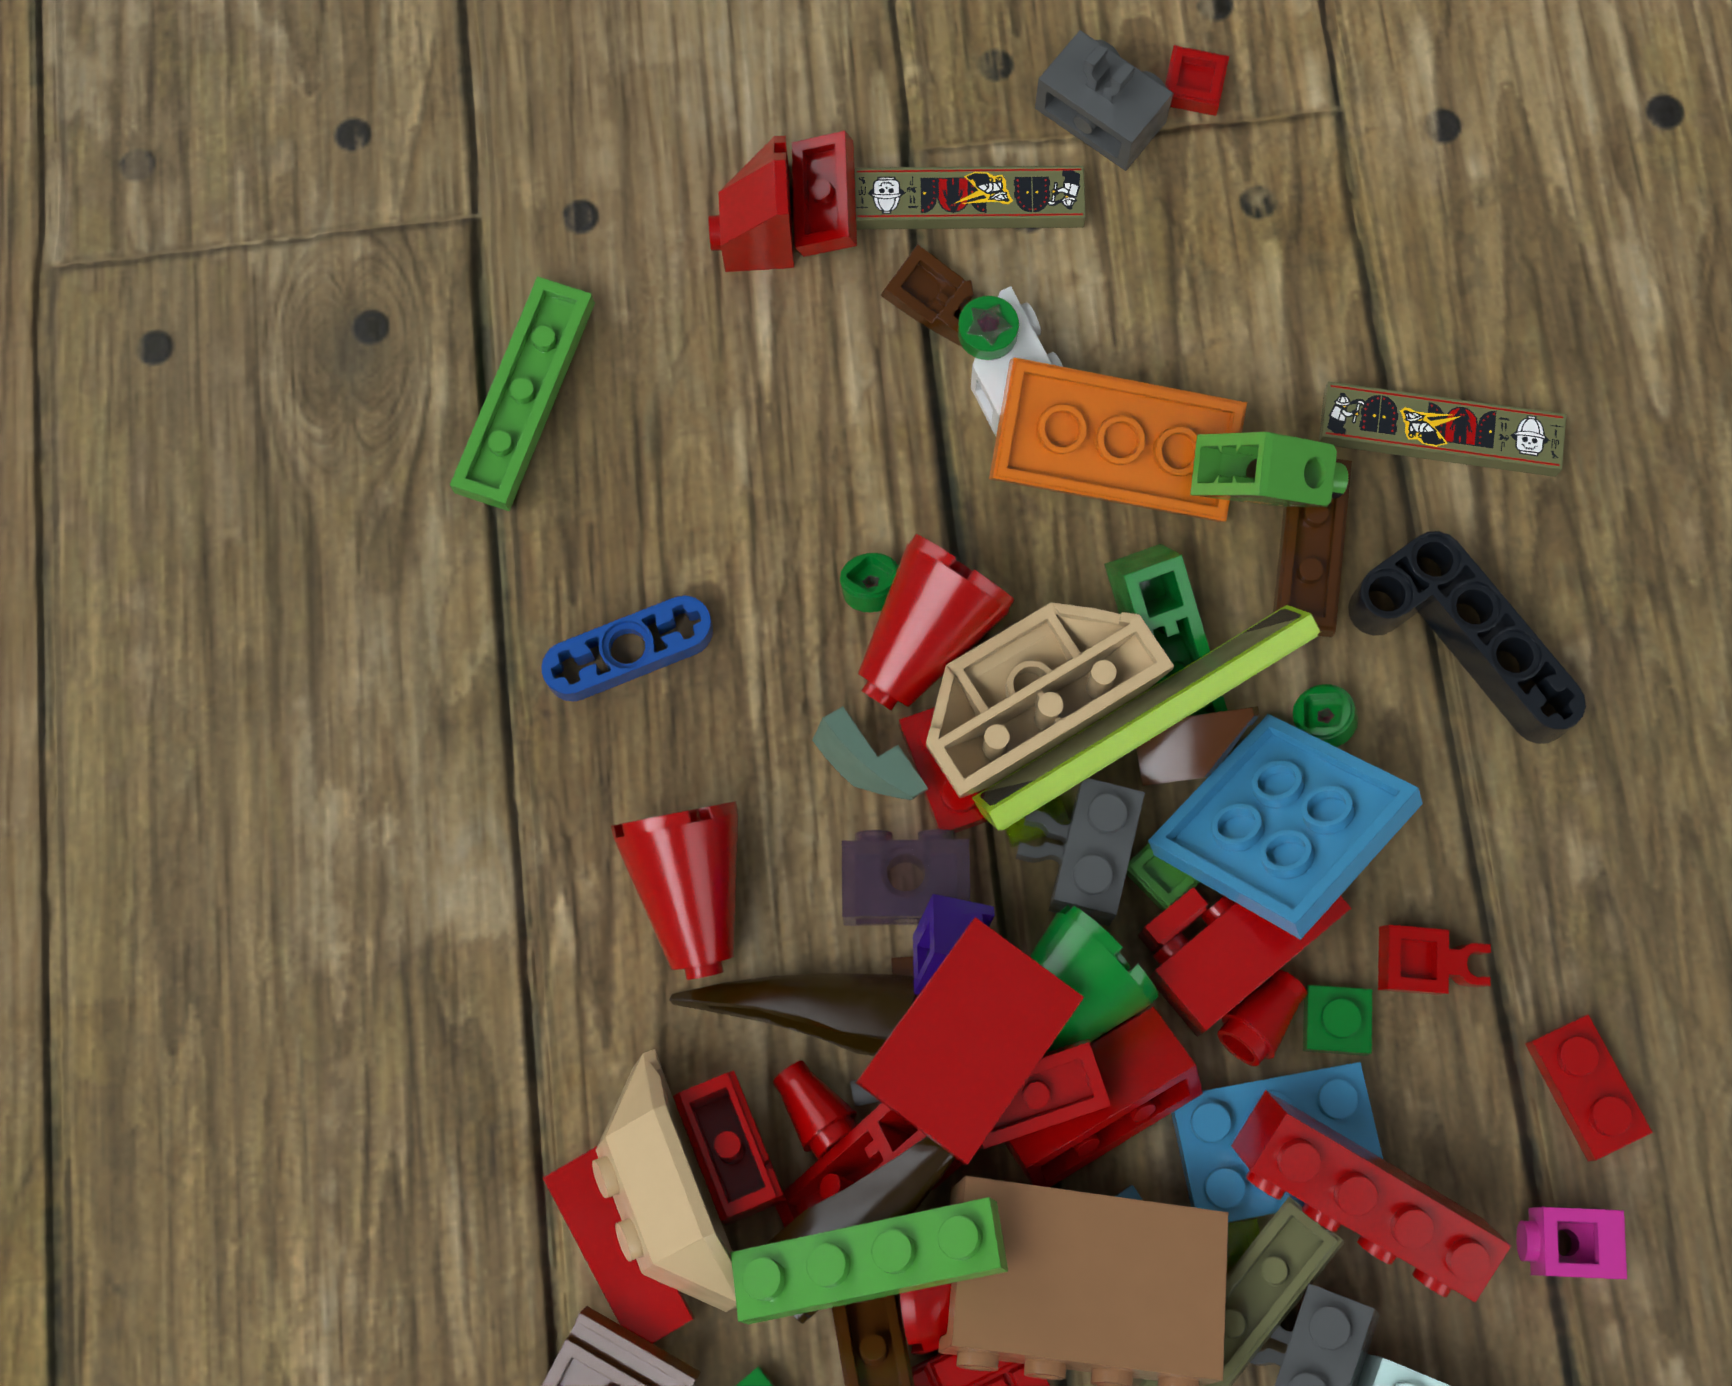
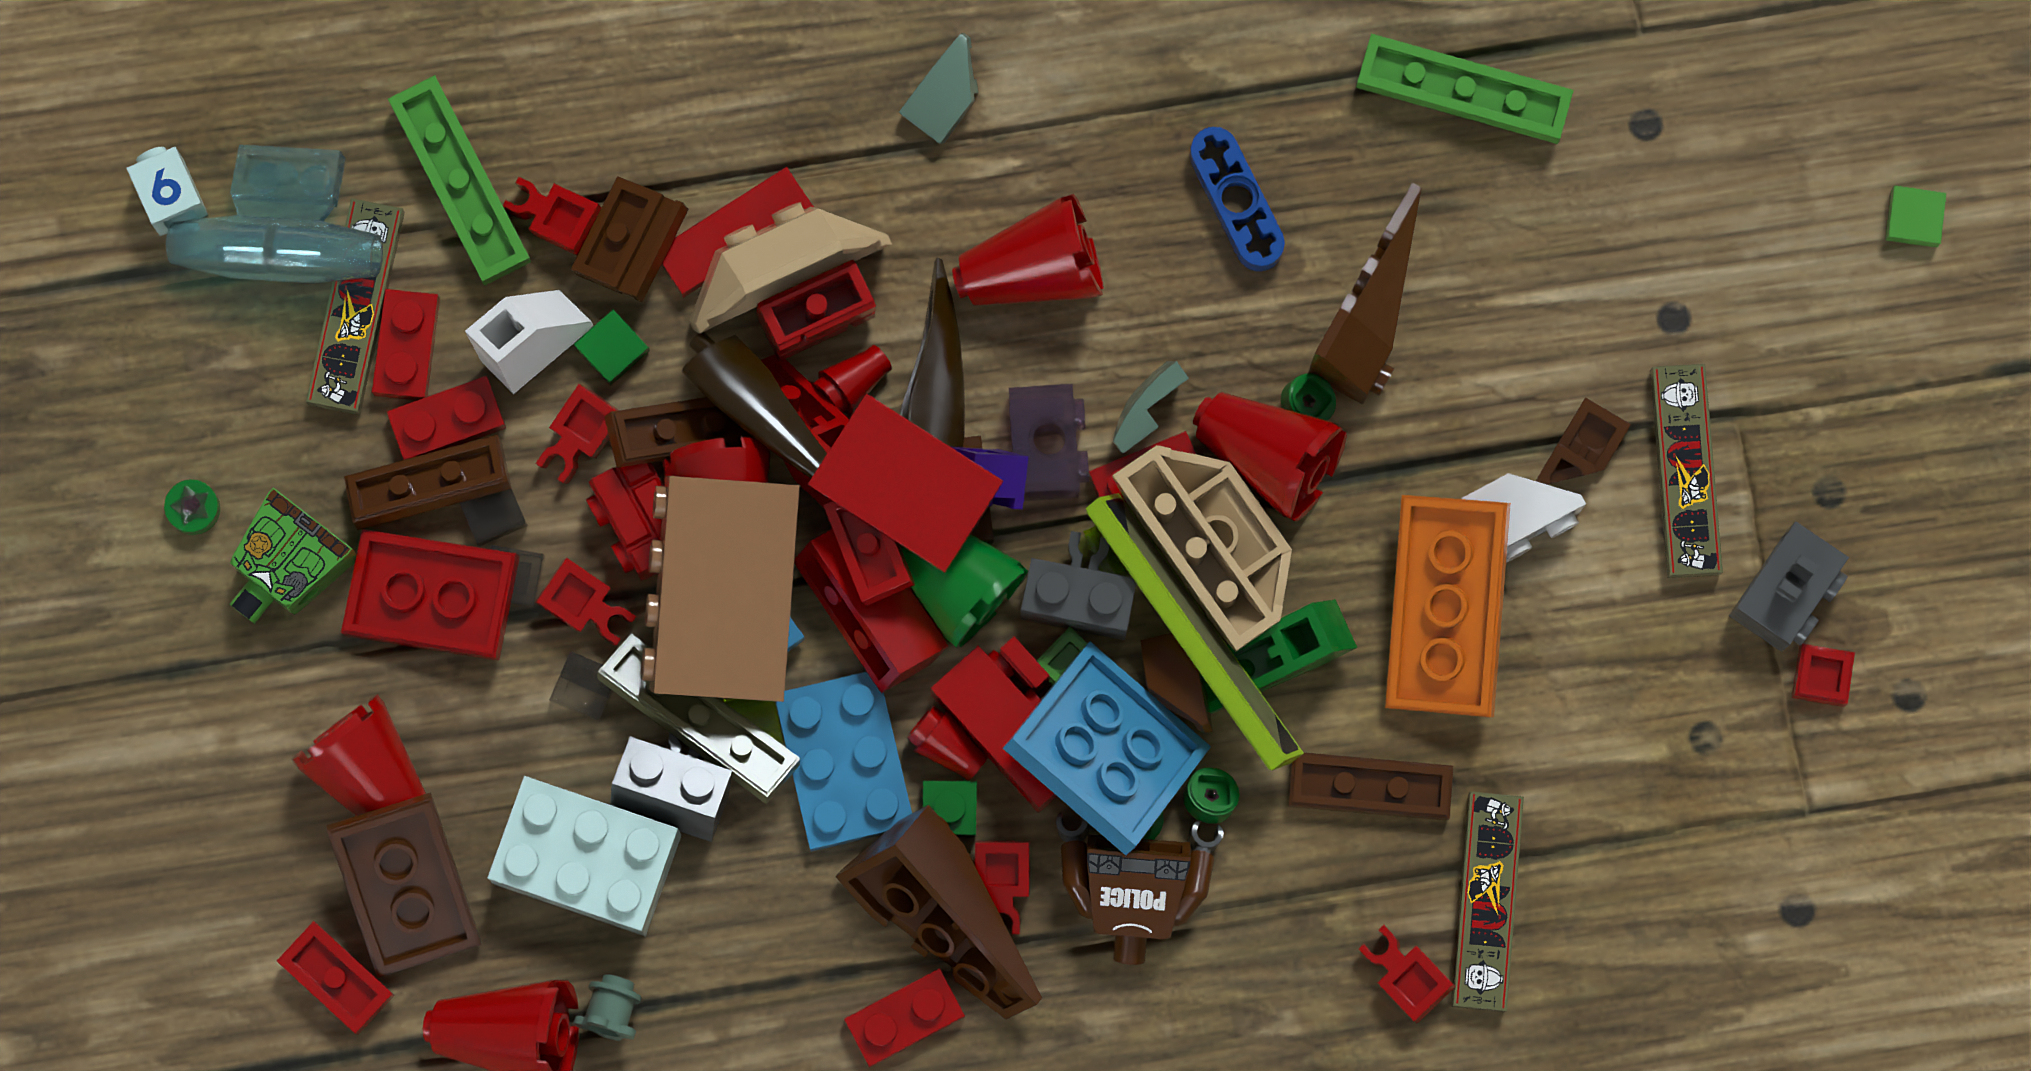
camera: 80 degrees right, 5 degrees up
(469, 978) = (944, 92): none -> sand green slope
(756, 214) = (1652, 280): red slope -> none
(784, 509) = (1364, 329): none -> reddish brown wedge
(824, 194) = (1675, 338): red plate -> none
(869, 1261) = (730, 413): bright green plate -> none
(988, 327) = (1540, 483): green tile -> none
(1287, 469) = (1420, 732): bright green torso -> none
(1370, 1197) = (802, 817): red brick -> none
(1444, 1039) = (934, 893): none -> reddish brown wedge
(1461, 798) = (1136, 892): none -> reddish brown torso
(1473, 644) = (1284, 925): black beam -> none
(1534, 511) = (1412, 979): none -> red plate
(1595, 1236) = (769, 1016): dark pink brick -> none

